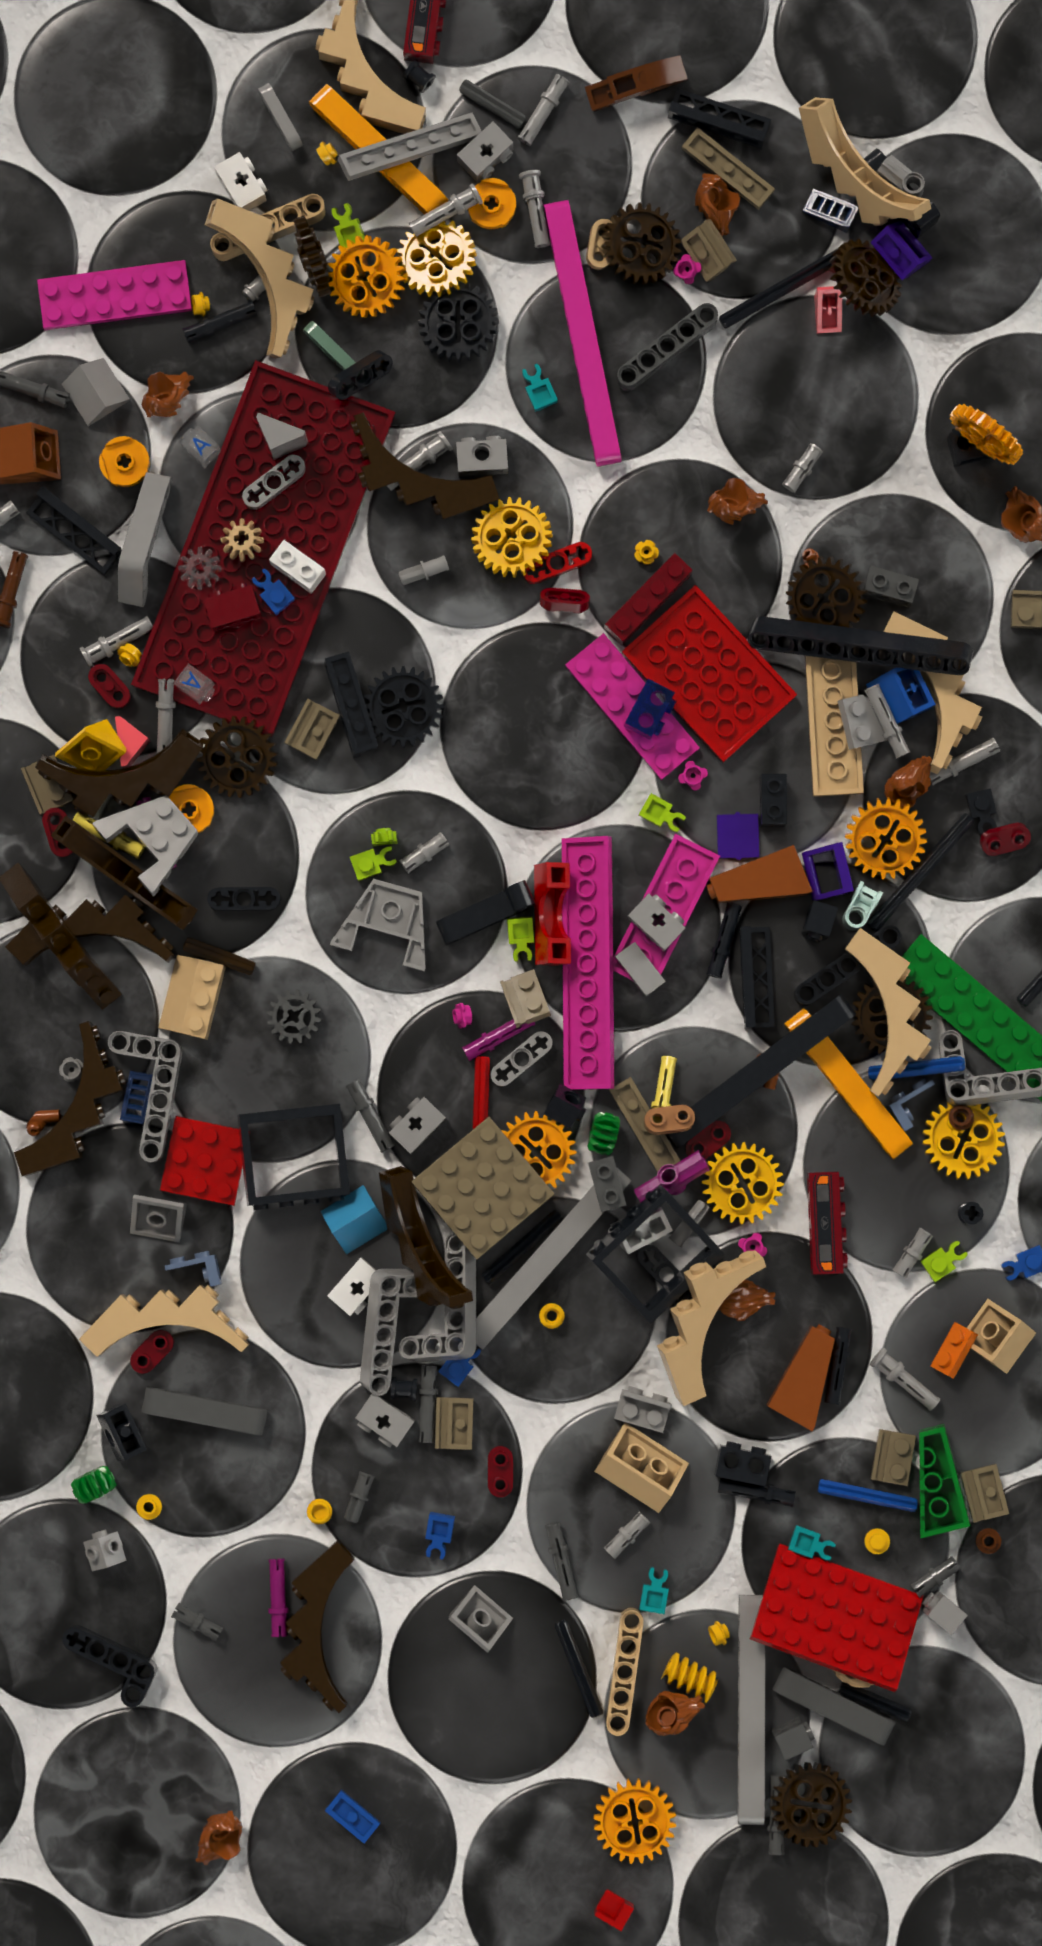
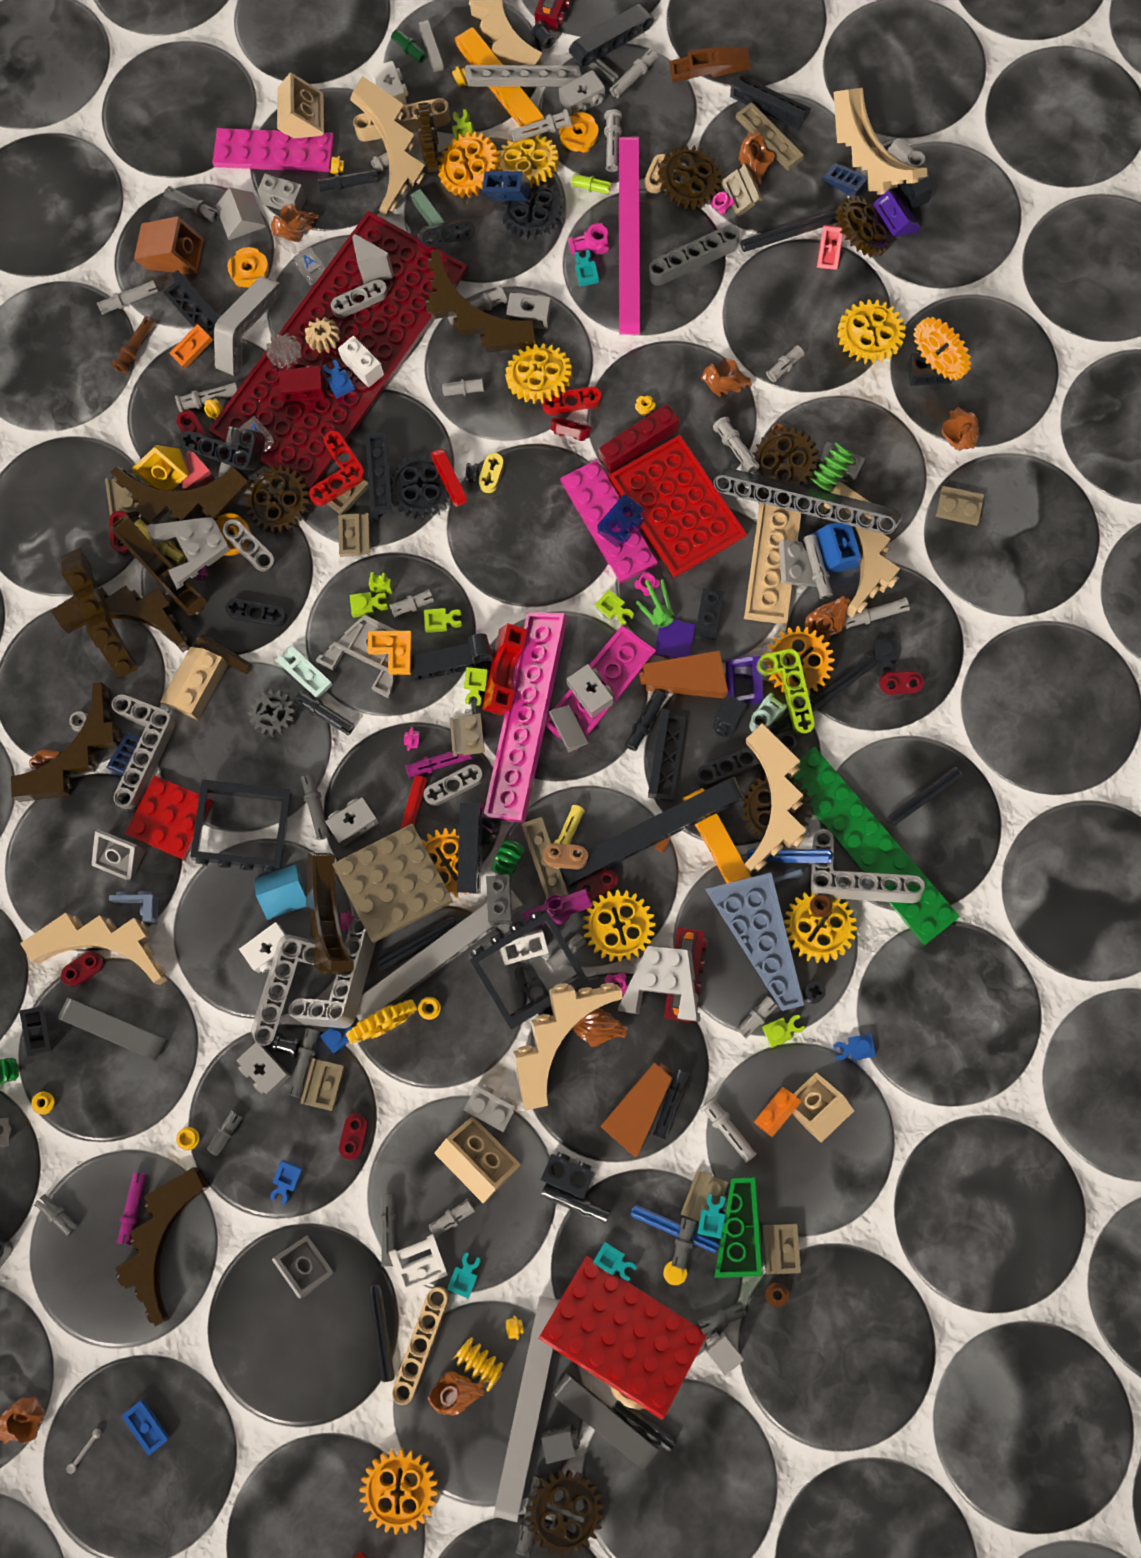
camera: 20 degrees right, 10 degrees down
(82, 580) = (191, 346): none -> orange plate
(138, 238) = (299, 108): none -> tan slope
(142, 357) = (280, 192): none -> light grey brick
(159, 708) = (220, 448): none -> black beam
(207, 818) = (244, 535): none -> light grey beam
(252, 120) = (409, 45): none -> dark green pin
(283, 1873) = (72, 1467): none -> light grey hinge
(309, 703) = (346, 469): none -> red beam
(319, 960) = (304, 672): none -> light aqua plate
(337, 782) = (354, 535): none -> dark tan plate
(353, 1003) = (317, 708): none -> black pin
(419, 908) = (397, 645): none -> light orange plate
(422, 304) = (506, 185): none -> dark blue brick
(436, 694) = (448, 477): none -> red beam
(438, 1237) = (345, 920): none -> dark pink plate
(459, 677) = (472, 472): none -> black bush
(460, 867) = (437, 620): none -> lime plate
(475, 672) = (487, 471): none -> light yellow beam
(506, 65) = (611, 35): none -> black beam
(508, 1344) = (381, 1021): none -> yellow gear
(521, 273) = (591, 184): none -> lime axle
(534, 352) = (589, 240): none -> dark pink connector
(561, 1132) = (470, 848): none -> black fence
(607, 1596) = (421, 1270): none -> white plate
(718, 812) = (662, 616): none -> bright green plant
(757, 578) = (731, 438): none -> light grey pin
(805, 1226) = (663, 972): none -> wing
(881, 1509) = (683, 1243): none -> dark grey pin
(885, 880) = (791, 692): none -> lime beam
(886, 603) = (833, 468): none -> bright green piece
(894, 1150) = (757, 923): none -> sand blue wing
(906, 1481) = (712, 1221): none -> teal plate
(917, 399) = (854, 336): none -> yellow gear

